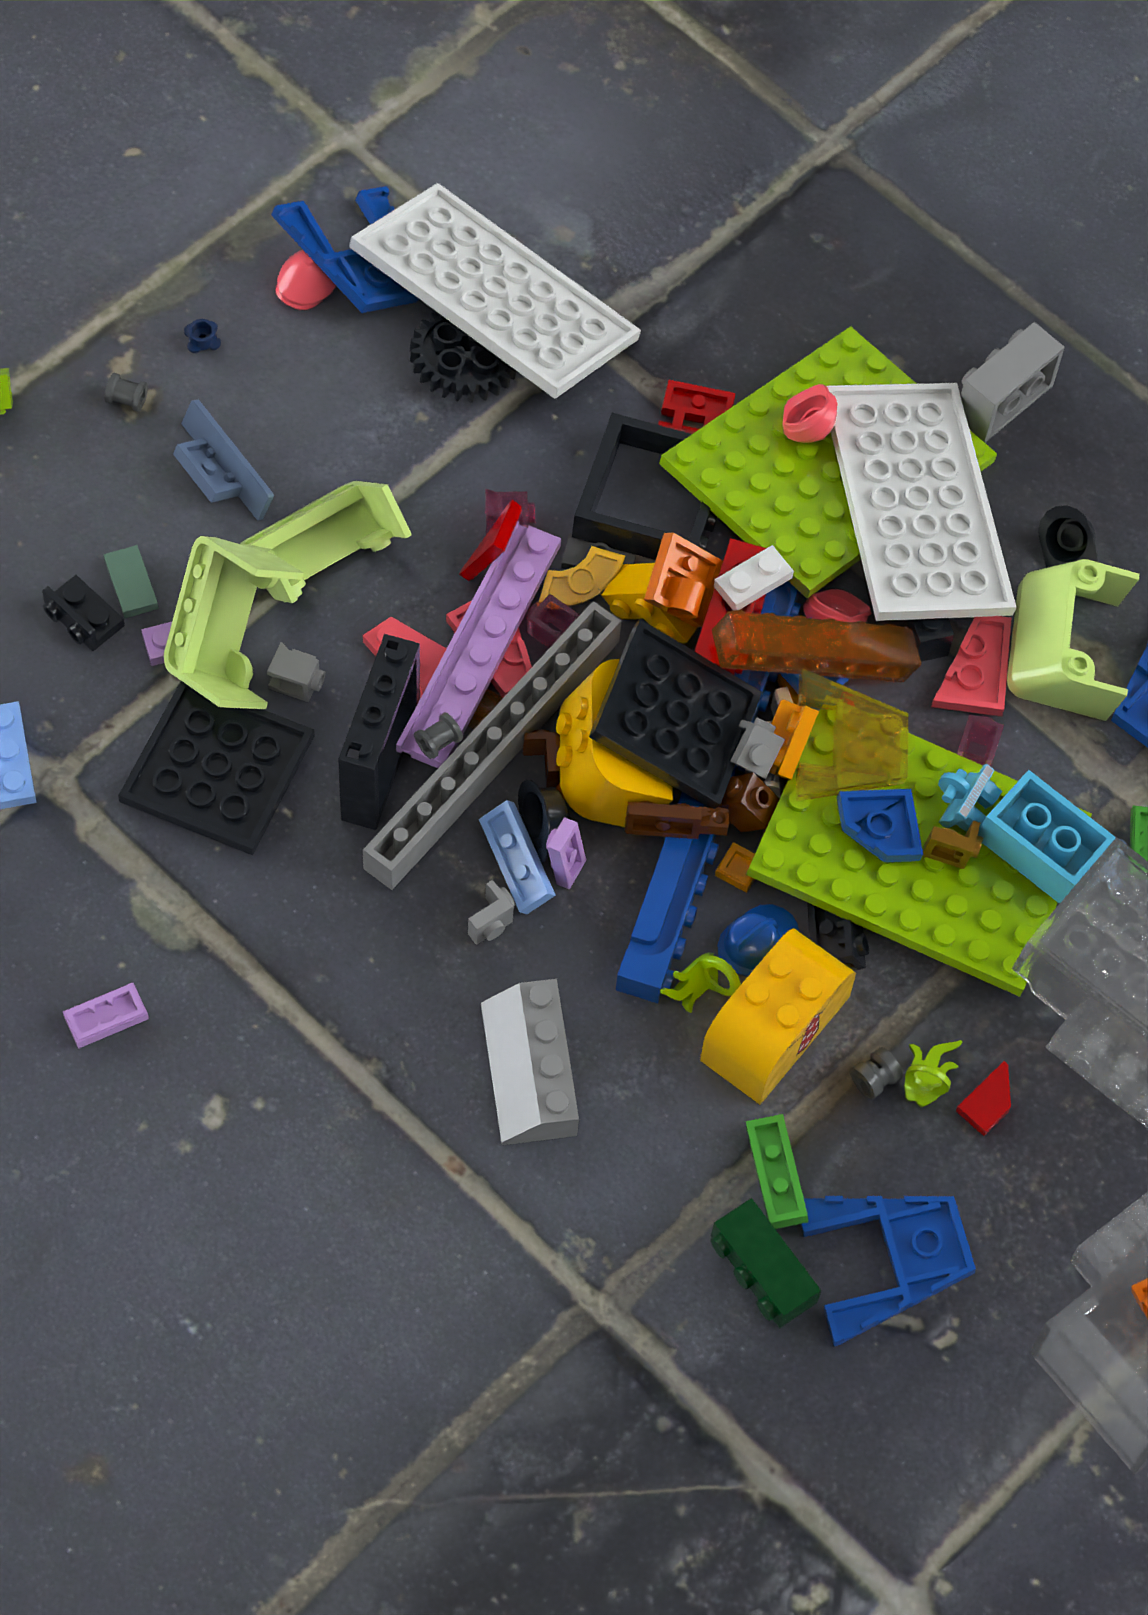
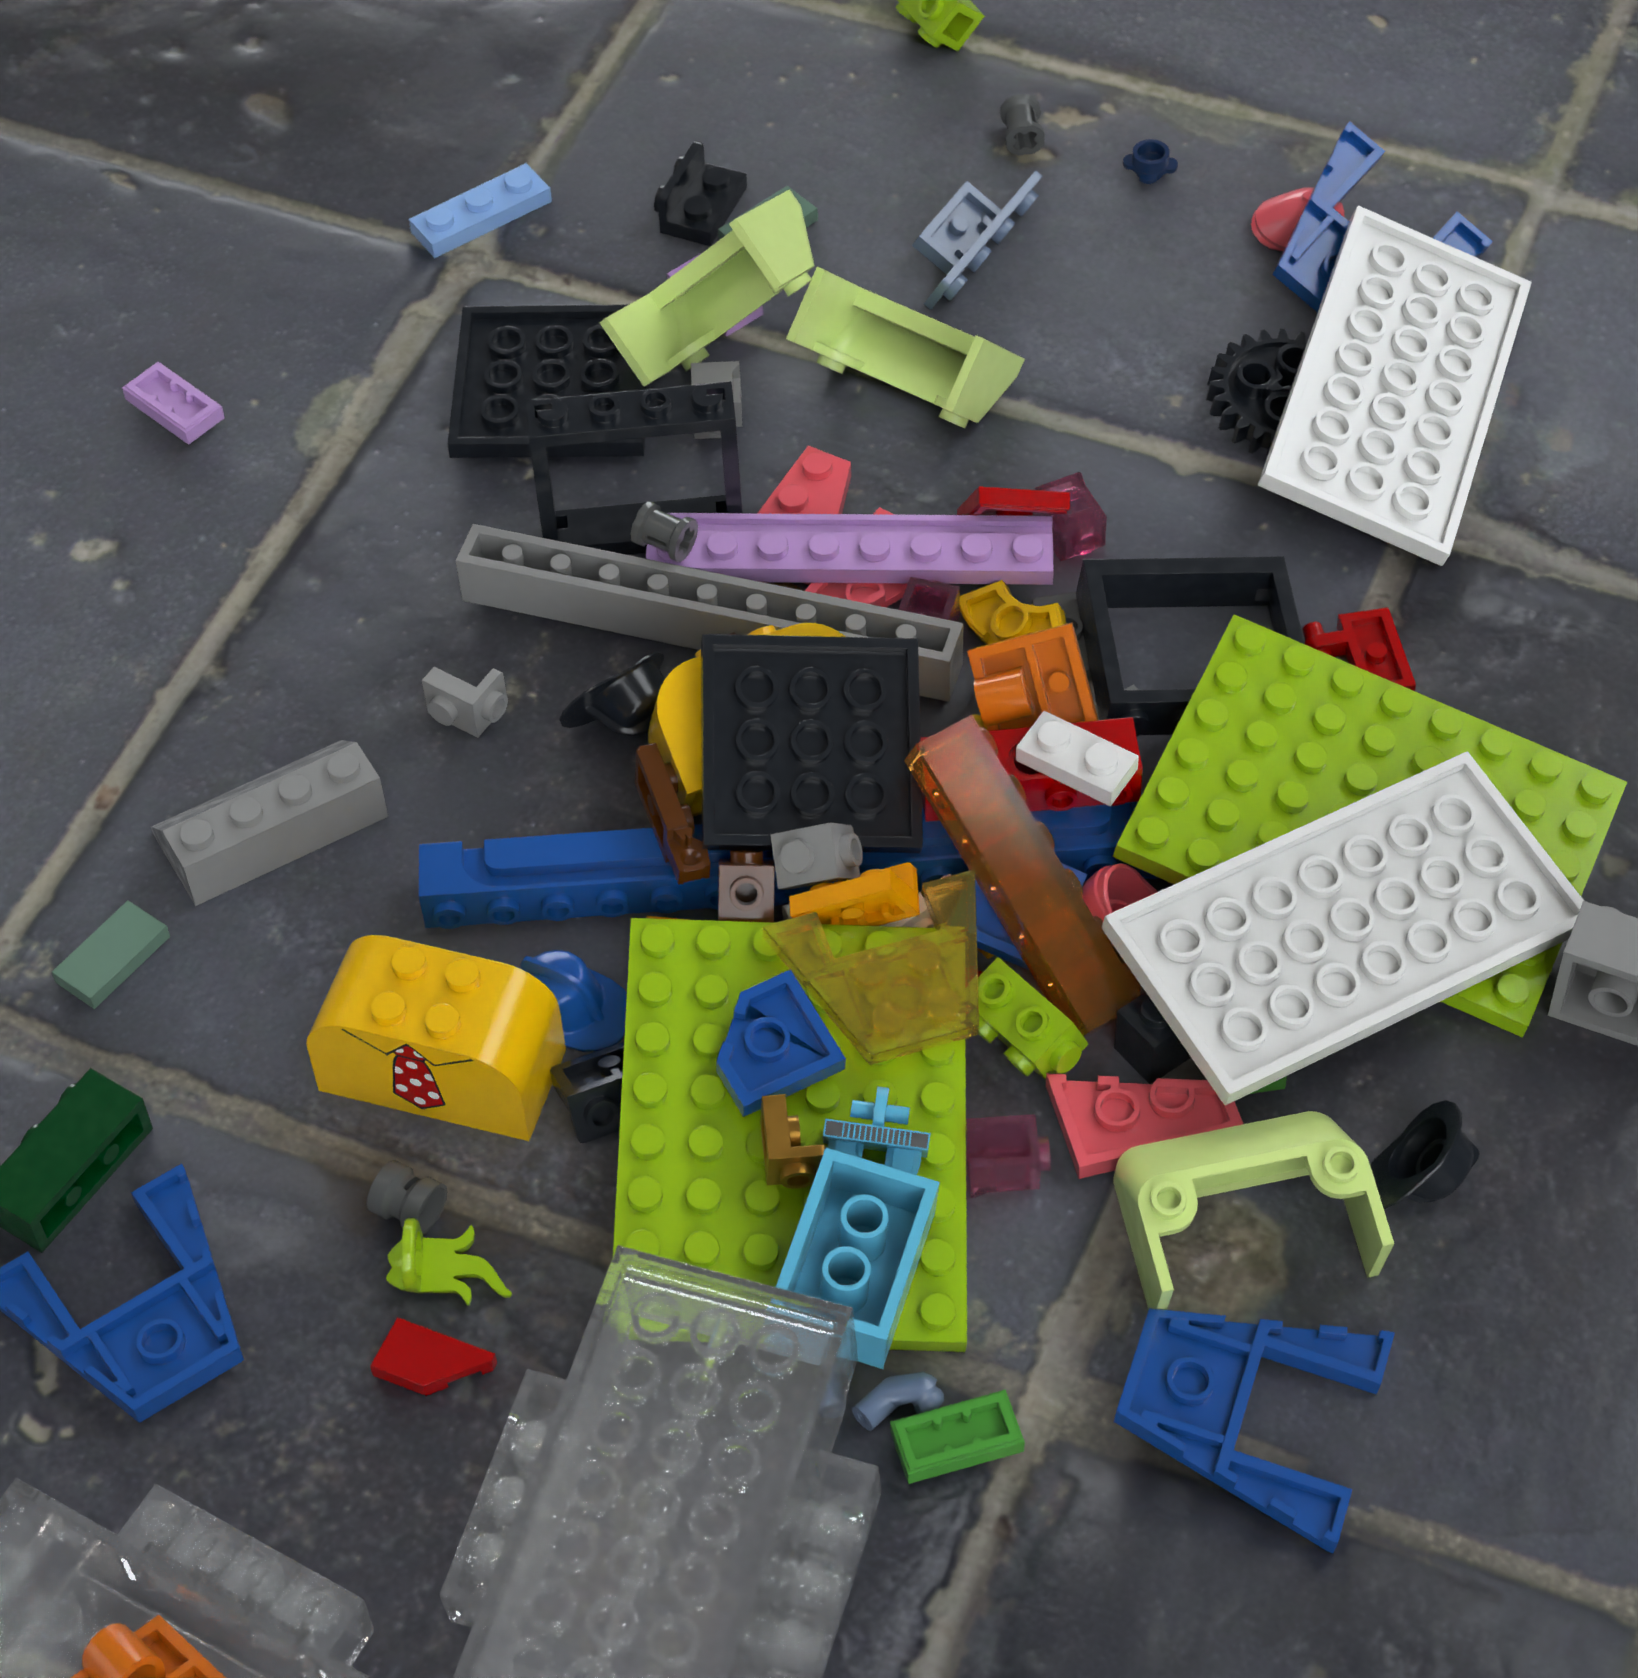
camera: 75 degrees right, 10 degrees down
(517, 857) = (526, 724): light blue plate -> none
(566, 852) = (575, 731): lavender plate -> none
(601, 1196) = (111, 954): none -> sand green tile
(699, 977) = (460, 933): lime piece -> none
(776, 1171) = (206, 1126): bright green plate -> none
(810, 415) = (1399, 748): coral hat -> none
(906, 691) = (1027, 1023): none -> lime brick

